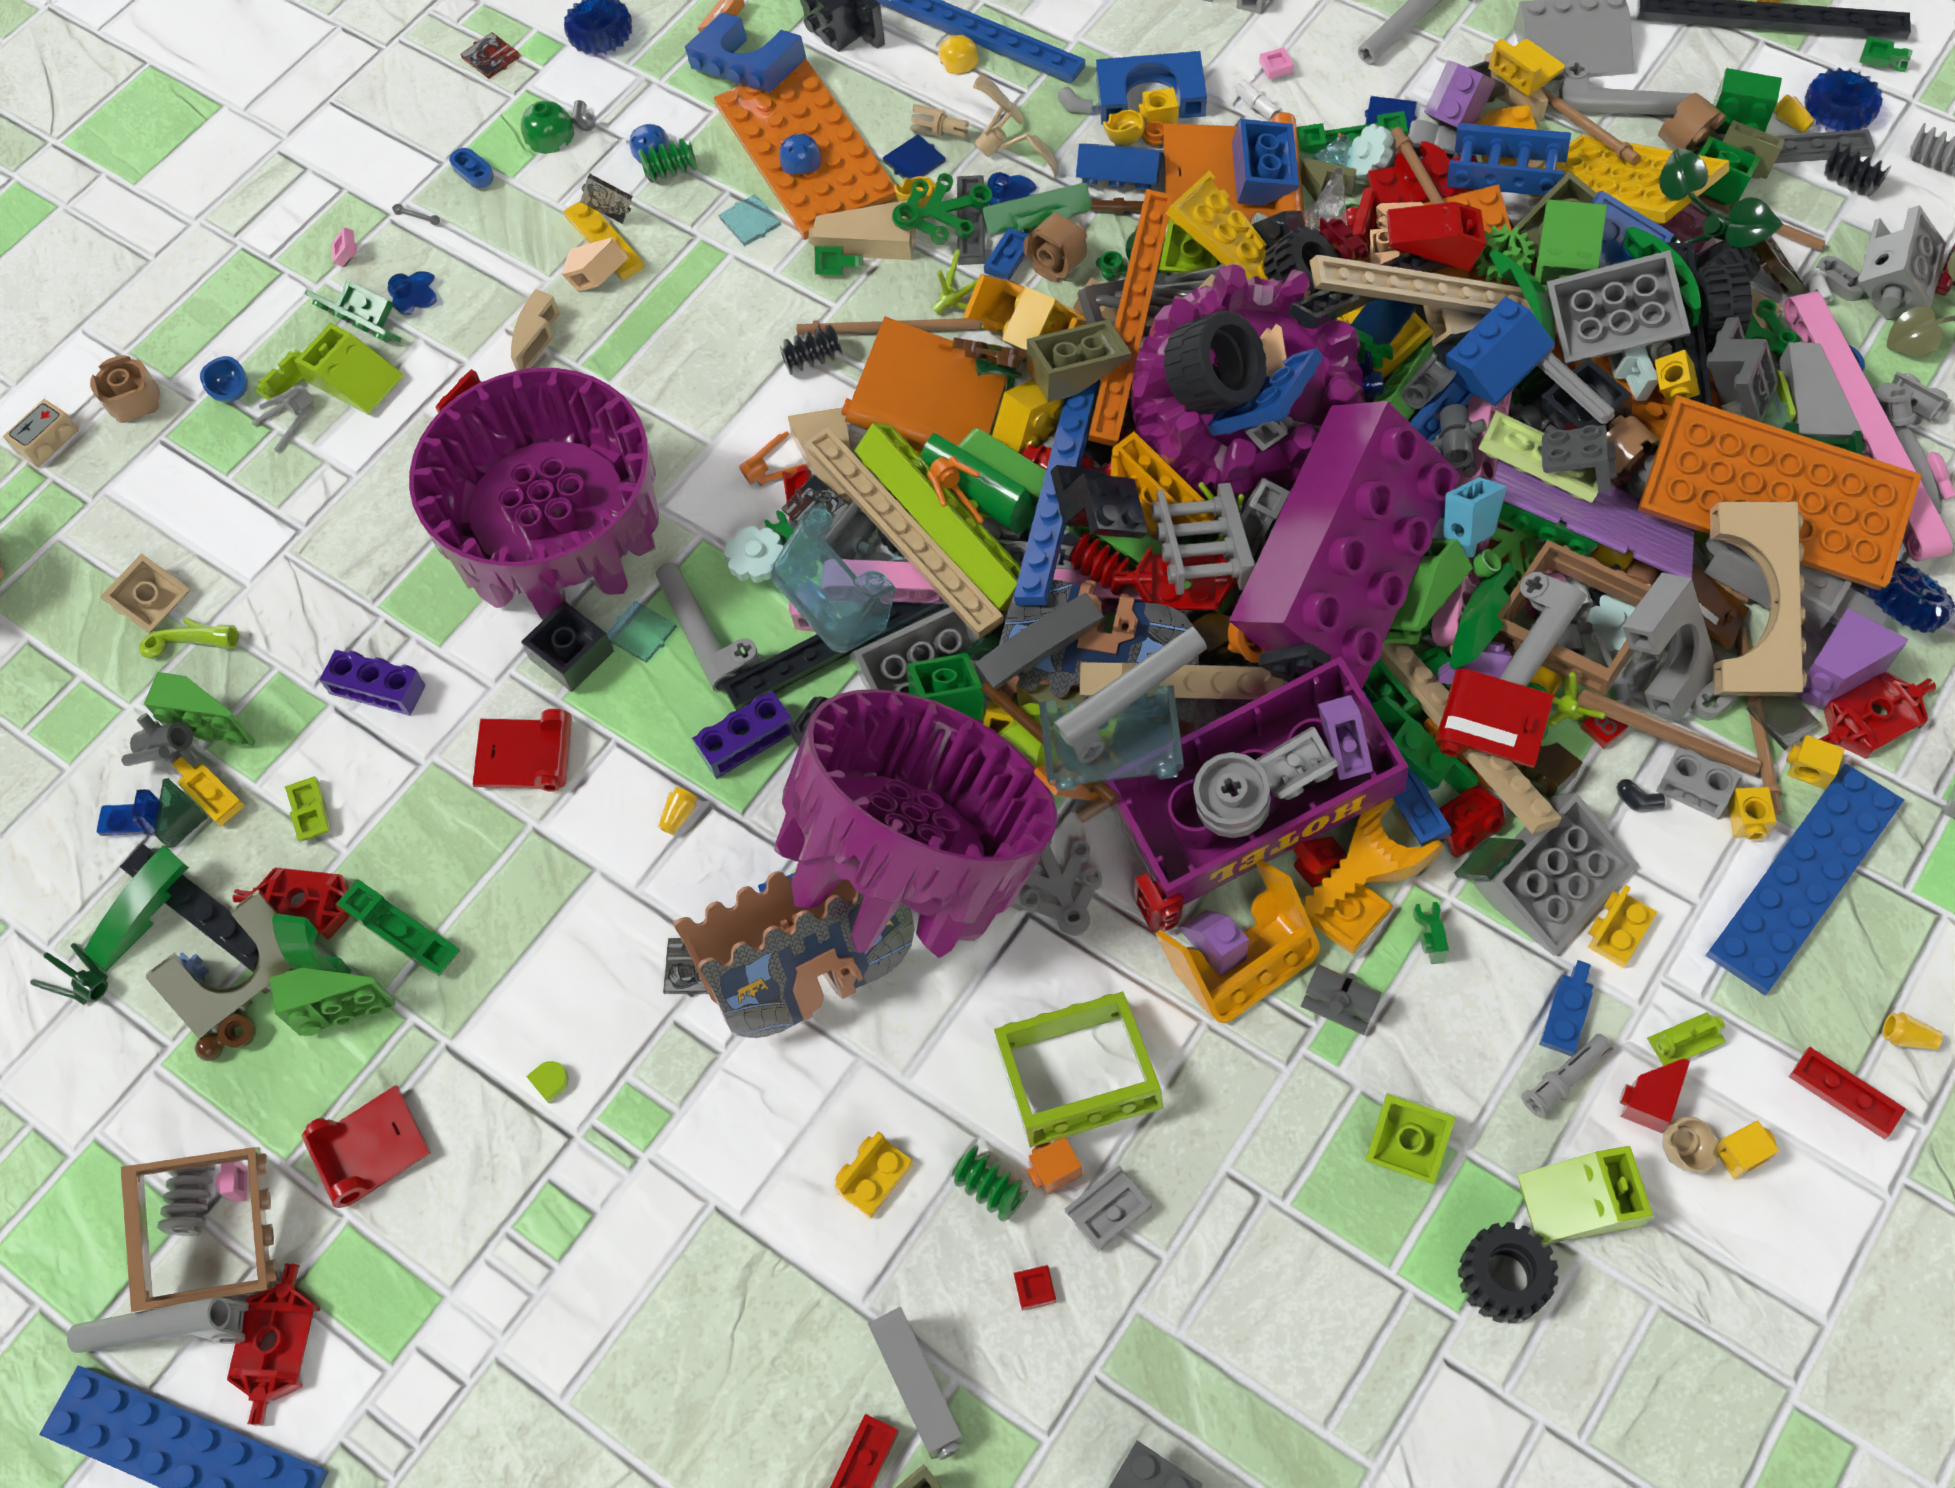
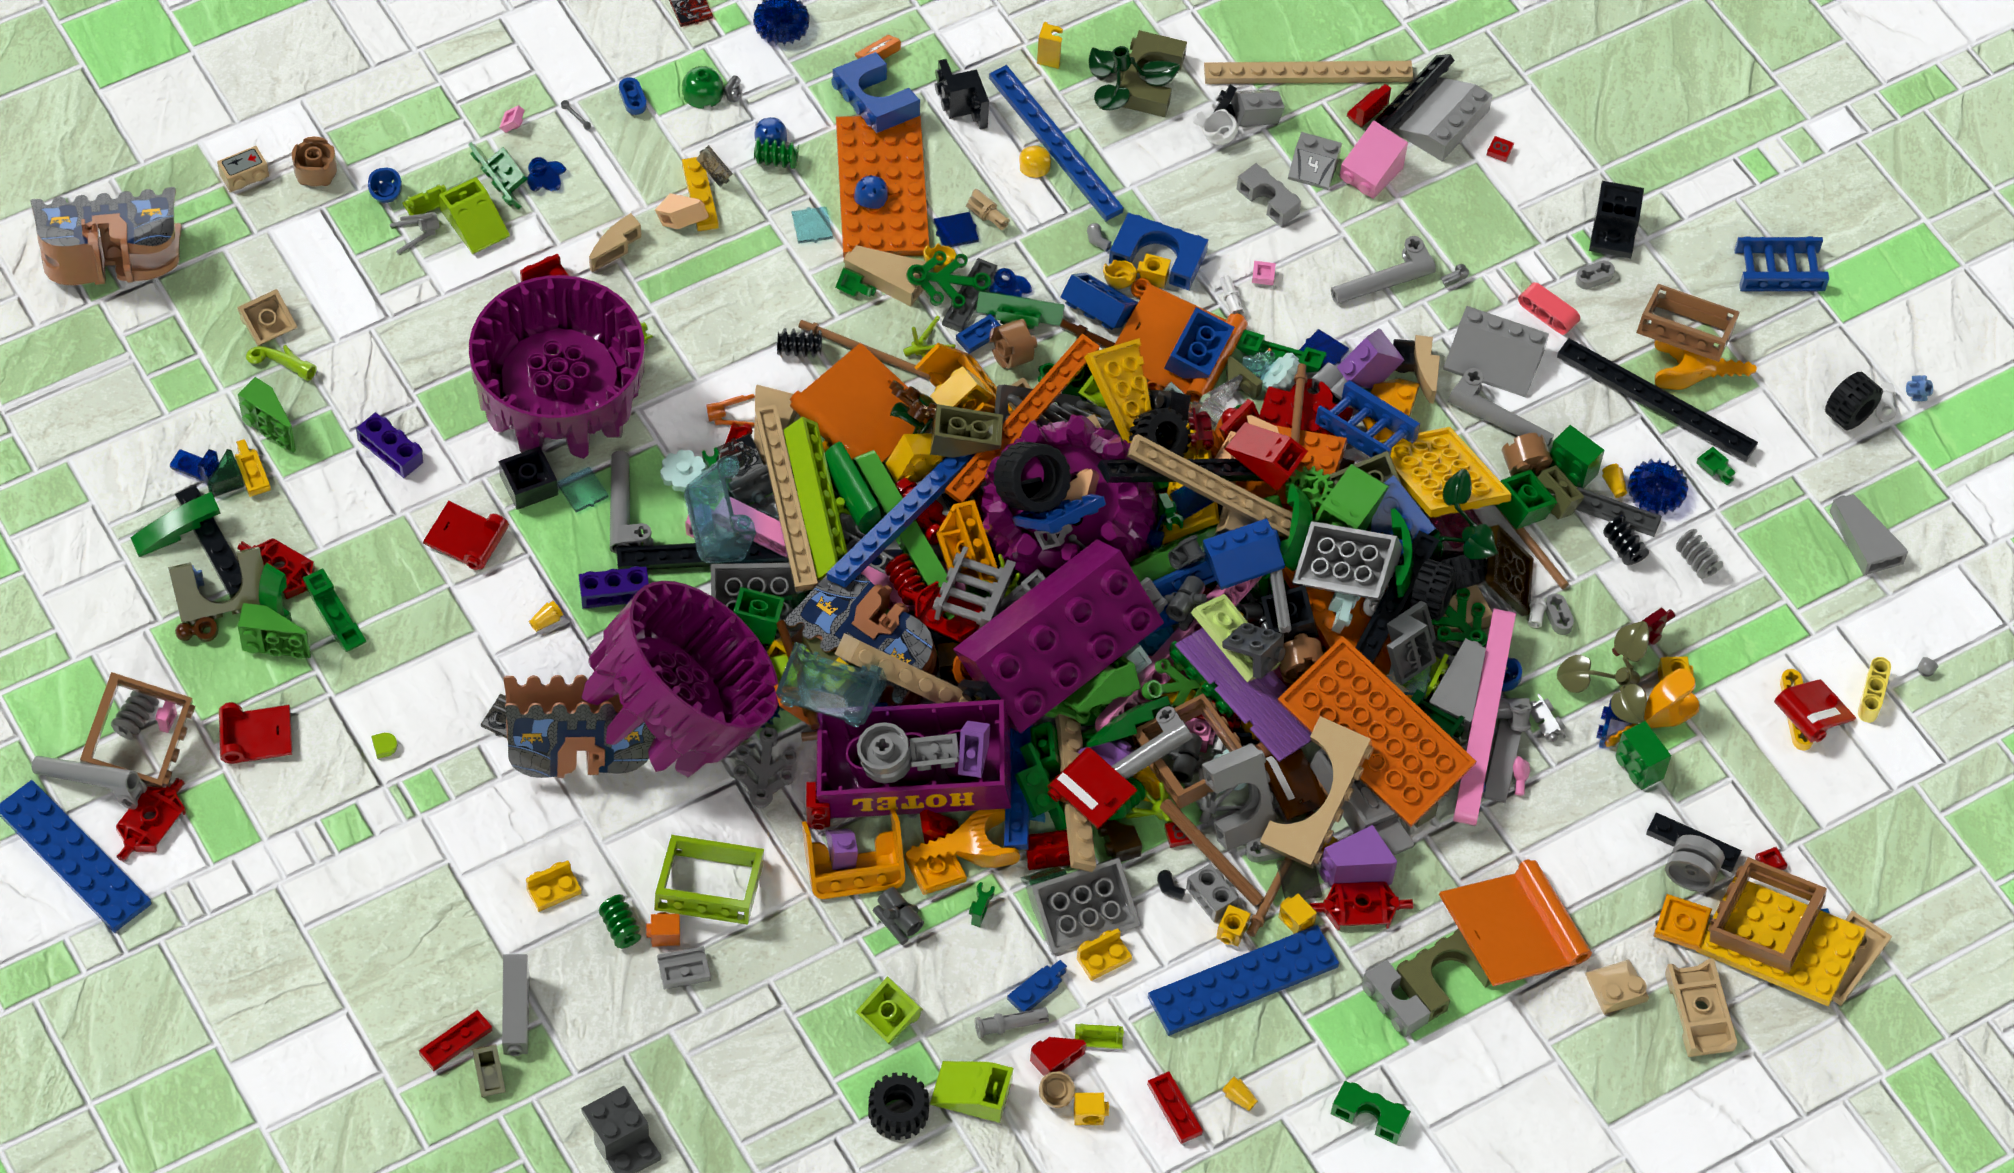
camera: 15 degrees right, 5 degrees down
(87, 985) = (125, 559): dark green plant -> none
(157, 742) = (234, 423): dark grey pin -> none
(308, 809) = (310, 510): lime slope -> none
(945, 473) = (832, 472): orange plant -> none
(994, 136) = (1018, 240): tan plant -> none
(1035, 1287) = (615, 991): red tile -> none
(1039, 640) = (828, 607): dark grey slope -> none
(1081, 724) = (813, 666): light grey axle -> none
(1099, 502) = (918, 536): black bracket -> none
(1473, 512) = (1154, 651): medium azure torso -> none
(1524, 65) = (1433, 357): yellow bracket -> none
(1623, 151) = (1453, 452): medium nougat bar -> none
(1672, 368) = (1359, 625): yellow brick -> none
(1903, 265) = (1595, 619): light grey torso -> none
(1914, 599) = (1432, 842): clear blue gear -> none

